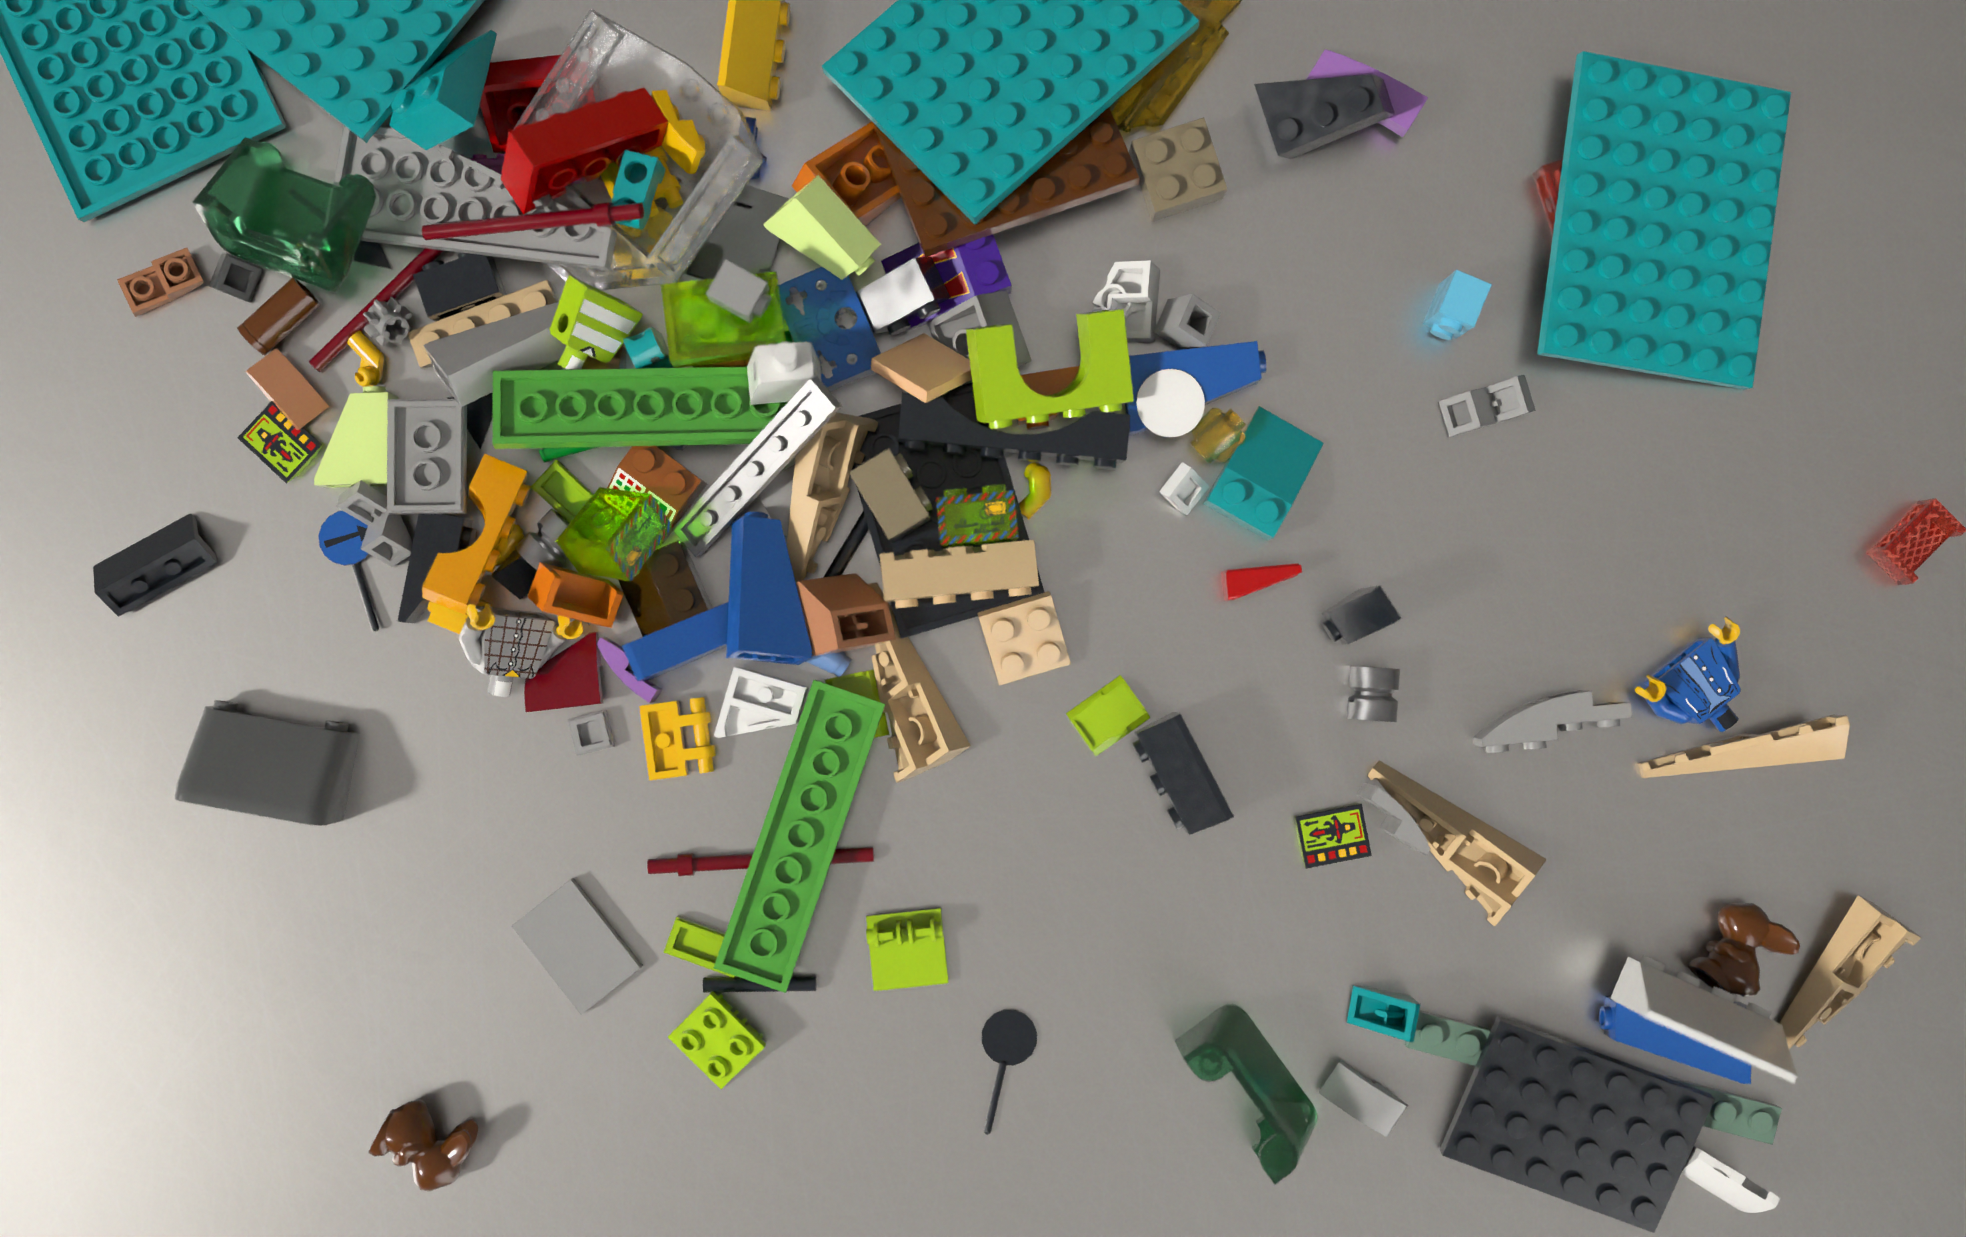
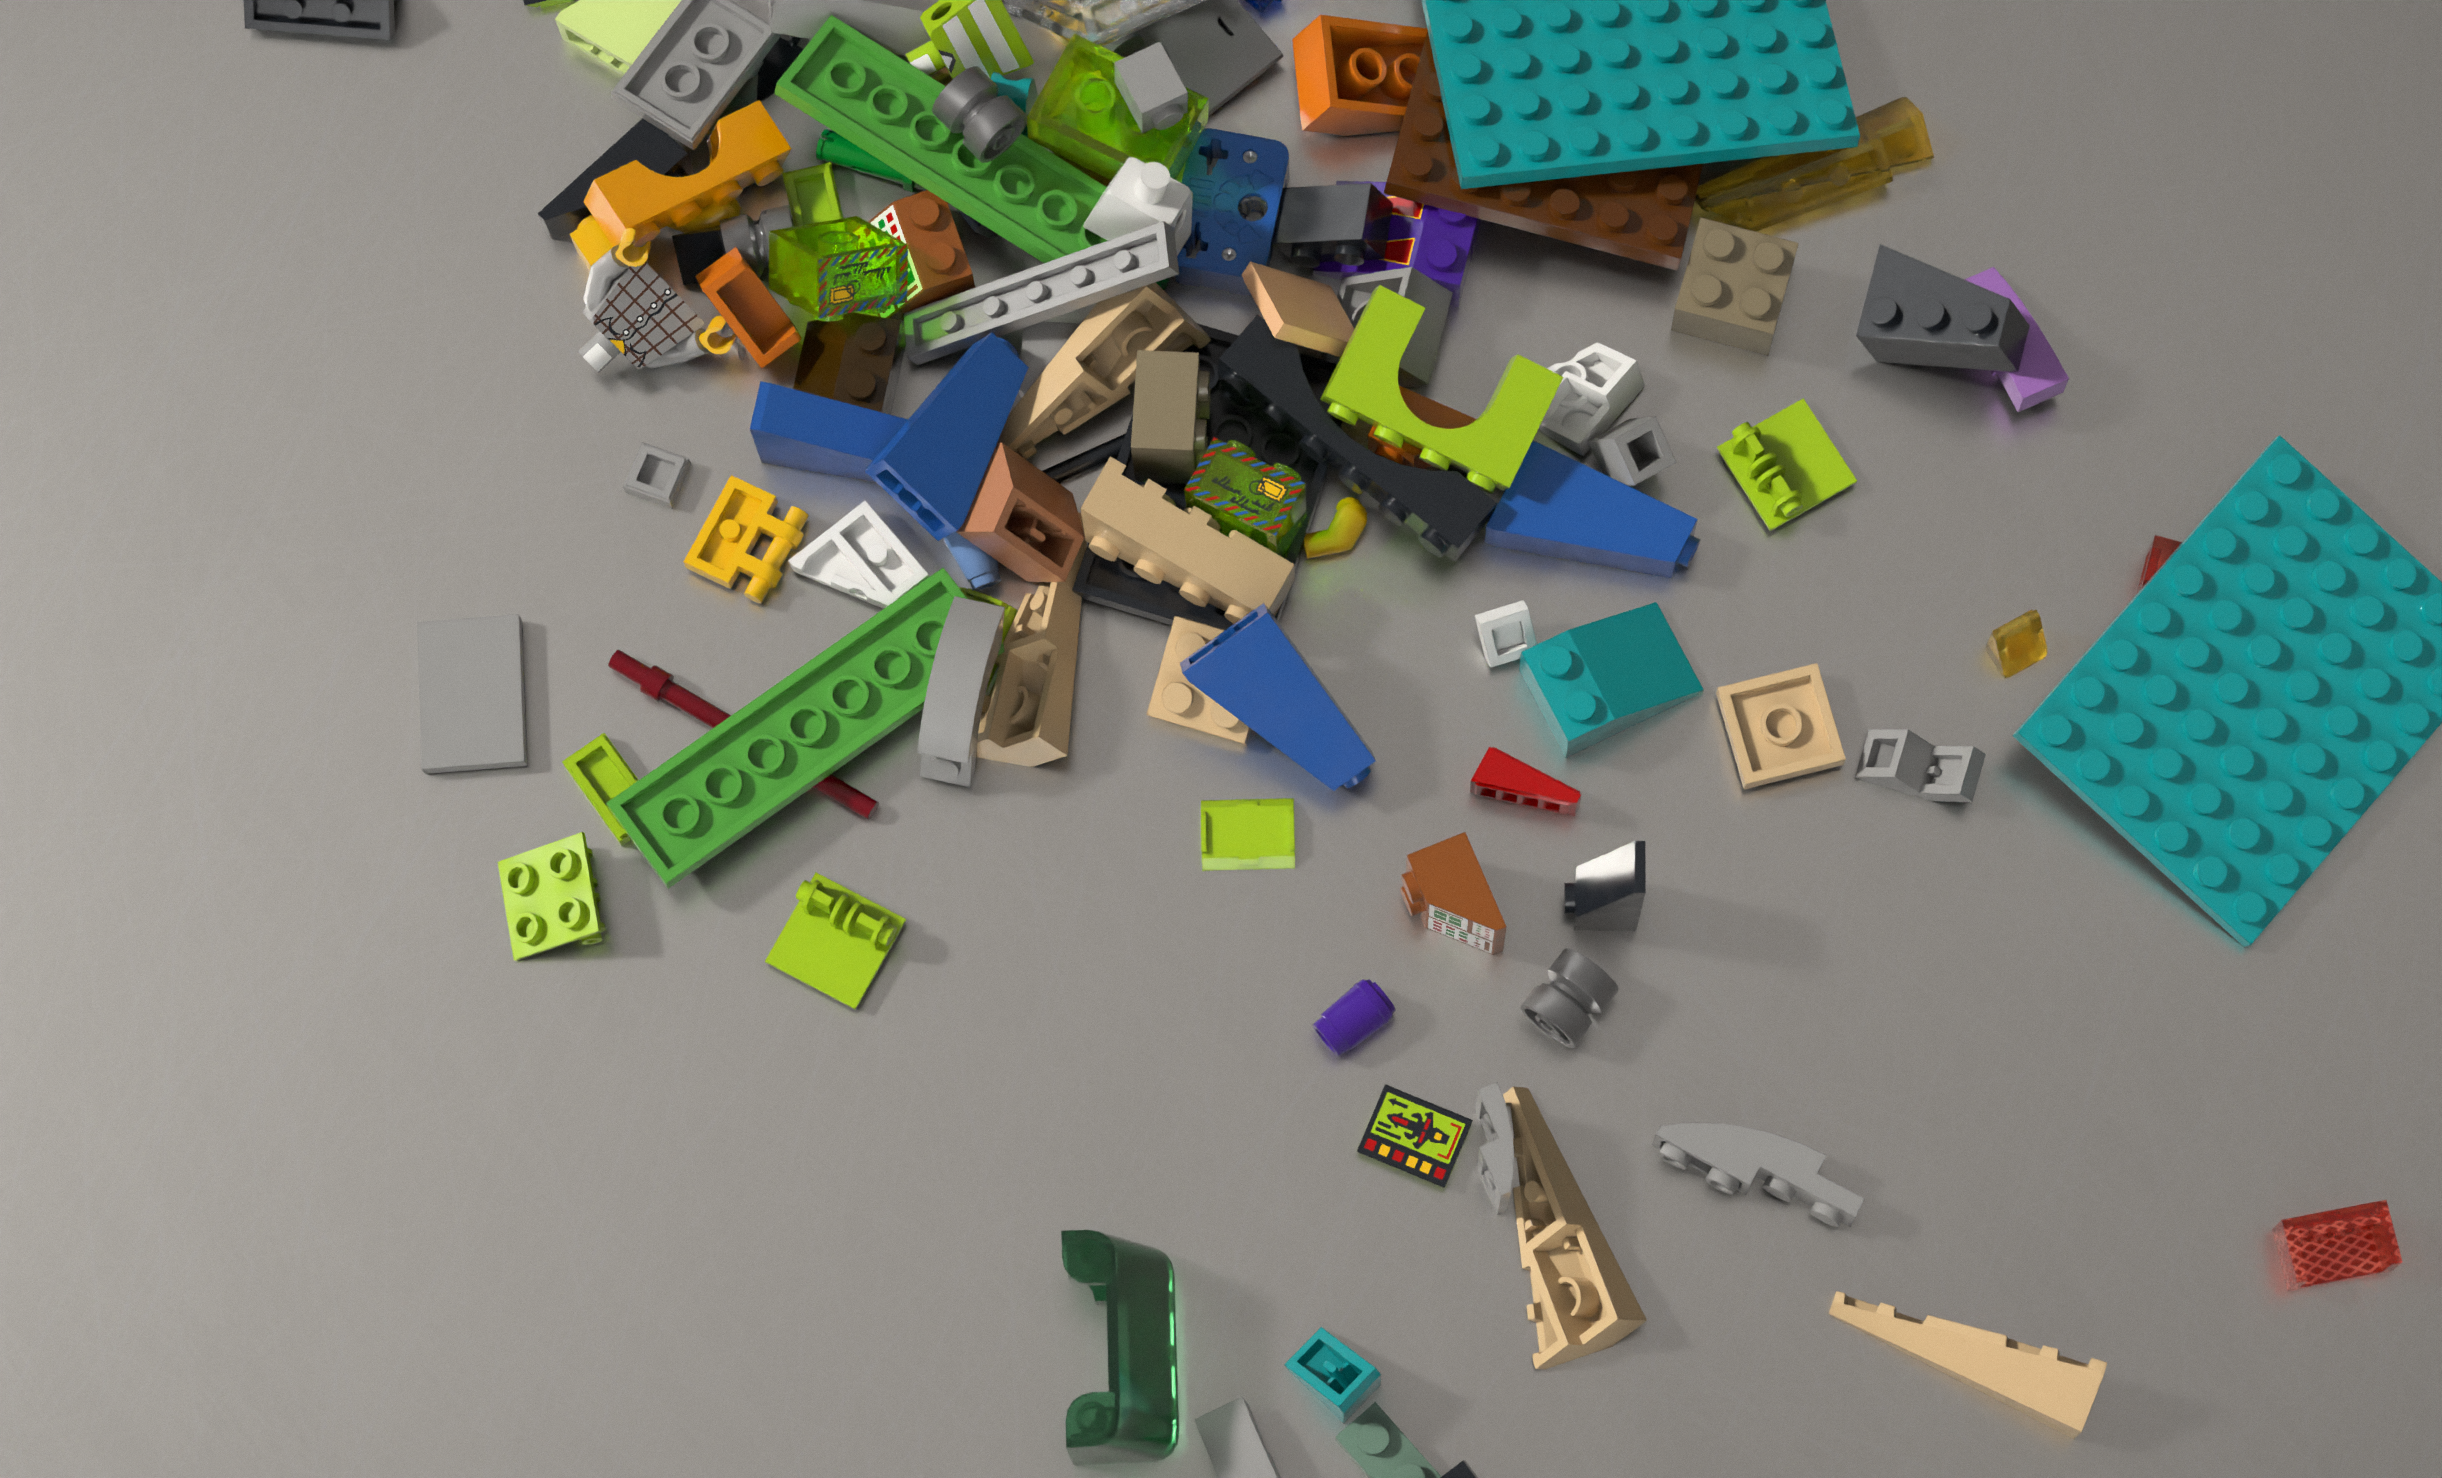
camera: 35 degrees right, 15 degrees down
(269, 766) = (290, 278): dark grey windscreen -> none
(341, 543) = (542, 106): blue piece -> none
(386, 533) = (594, 122): light grey slope -> none
(411, 1138) = (138, 774): reddish brown animal -> none
(567, 678) = (672, 399): dark red slope -> none
(618, 662) = (741, 412): medium lavender slope -> none
(635, 377) = (972, 107): none -> flat silver wheel
(738, 984) = (642, 870): black bar -> none
(824, 230) = (1293, 96): yellowish green slope -> none
(879, 752) = (958, 690): none -> light grey arch
(1008, 1040) = (877, 1123): black piece -> none
(1079, 628) = (1276, 693): none -> blue slope
(1170, 403) = (1552, 523): white sticker -> none
(1181, 774) = (1284, 940): black slope -> none
(1218, 435) = (1585, 596): clear yellow head -> none
(1251, 789) = (1354, 1017): none -> dark purple piece
(1264, 678) = (1453, 894): none -> dark orange slope
(1281, 264) = (1786, 464): none -> lime hinge
(1387, 436) = (1780, 726): none -> tan plate
(1456, 305) = (1953, 623): medium azure brick -> none
(1502, 284) = (2017, 644): none -> clear yellow slope
(1698, 681) = (1963, 1234): blue torso -> none

